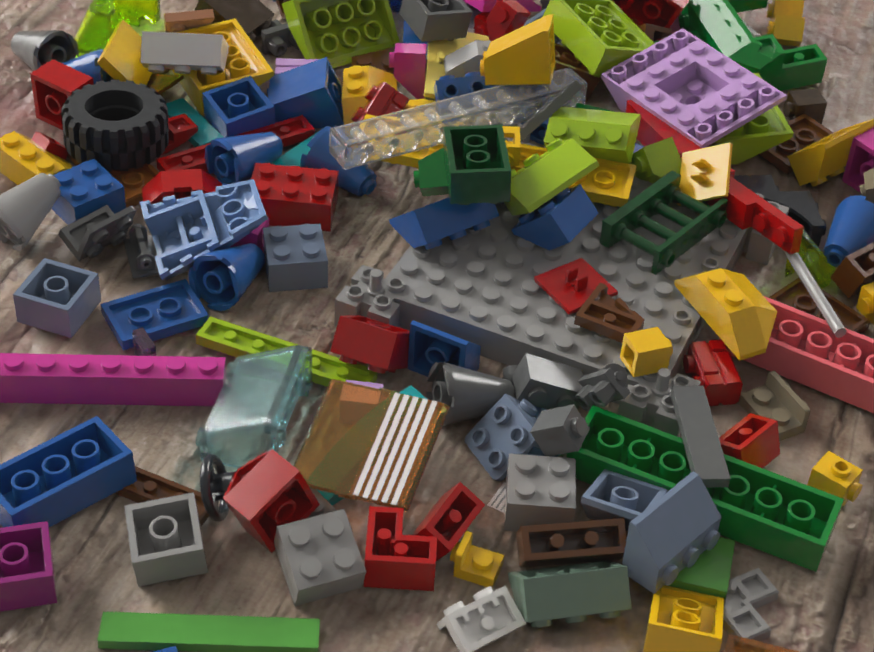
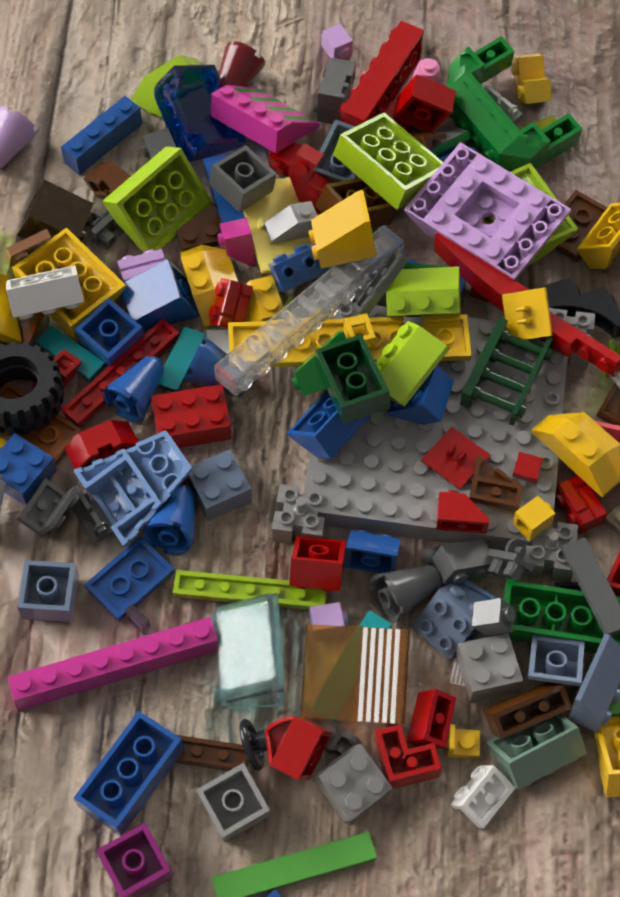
camera: 15 degrees left, 20 degrees up
(557, 328) = (459, 514): none -> red slope
(656, 160) = (481, 301): lime slope -> none
(657, 310) = (527, 467): none -> red tile
(805, 102) = (573, 178): dark brown brick -> none

